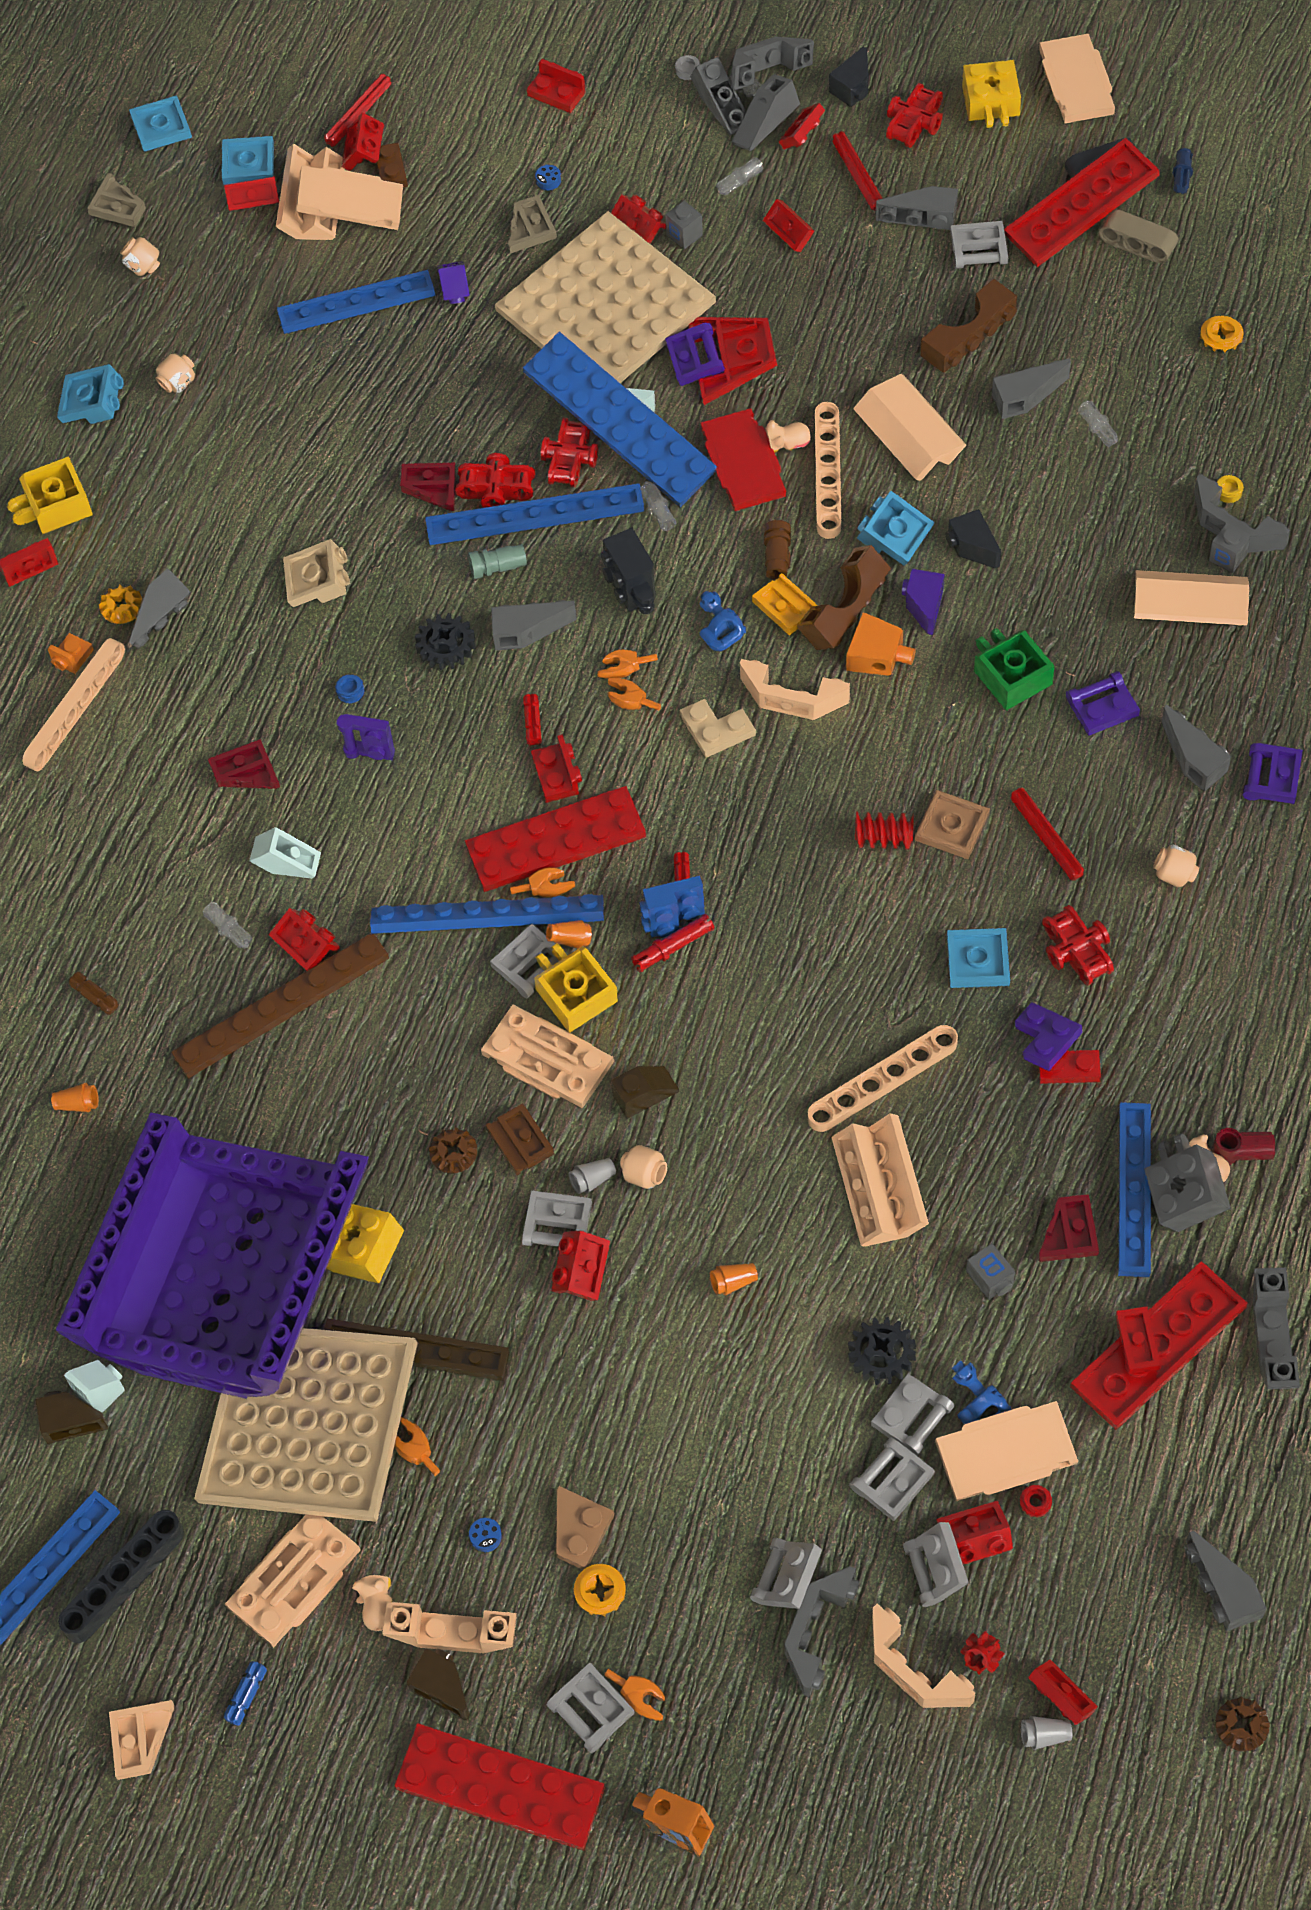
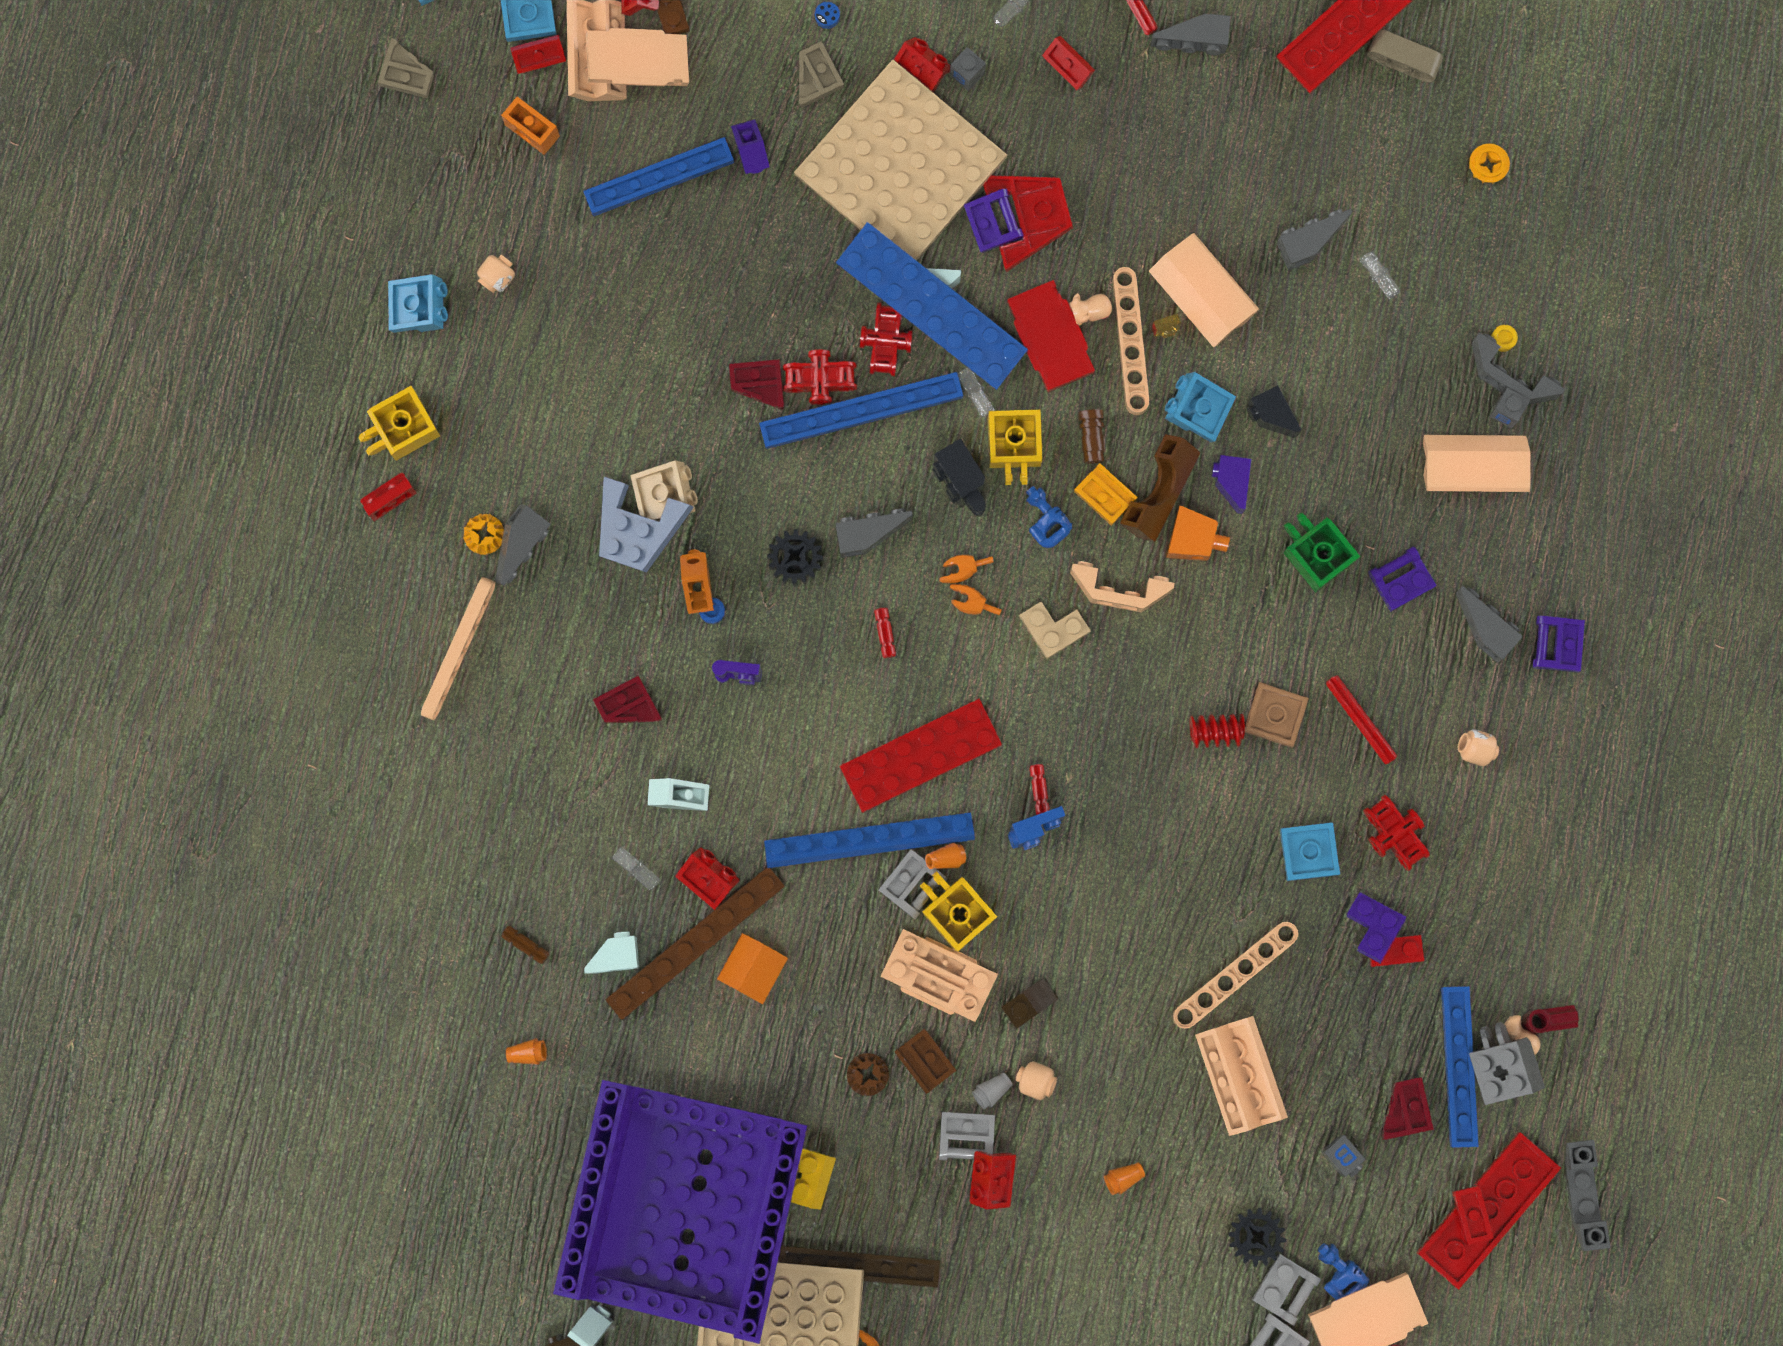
camera: 10 degrees left, 20 degrees up
(70, 653) = (445, 591): orange bracket -> none
(140, 256) = (440, 138): light nougat head -> none
(188, 1008) = (615, 955): none -> light aqua slope
(233, 248) = (530, 125): none -> orange brick
(278, 612) = (631, 537): none -> wing
(334, 648) = (693, 570): none -> orange torso
(341, 1034) = (752, 968): none -> orange slope
(496, 560) = (835, 463): sand green axle -> none
(540, 884) = (913, 806): orange hand -> none
(556, 771) = (913, 685): red bracket -> none
(663, 948) = (1038, 857): red pin -> none
(692, 546) = (1005, 453): none -> yellow hinge
(866, 455) = (1166, 326): none -> clear yellow plate
(948, 345) = (1232, 194): reddish brown arch -> none
(979, 237) = (1253, 65): light grey plate -> none

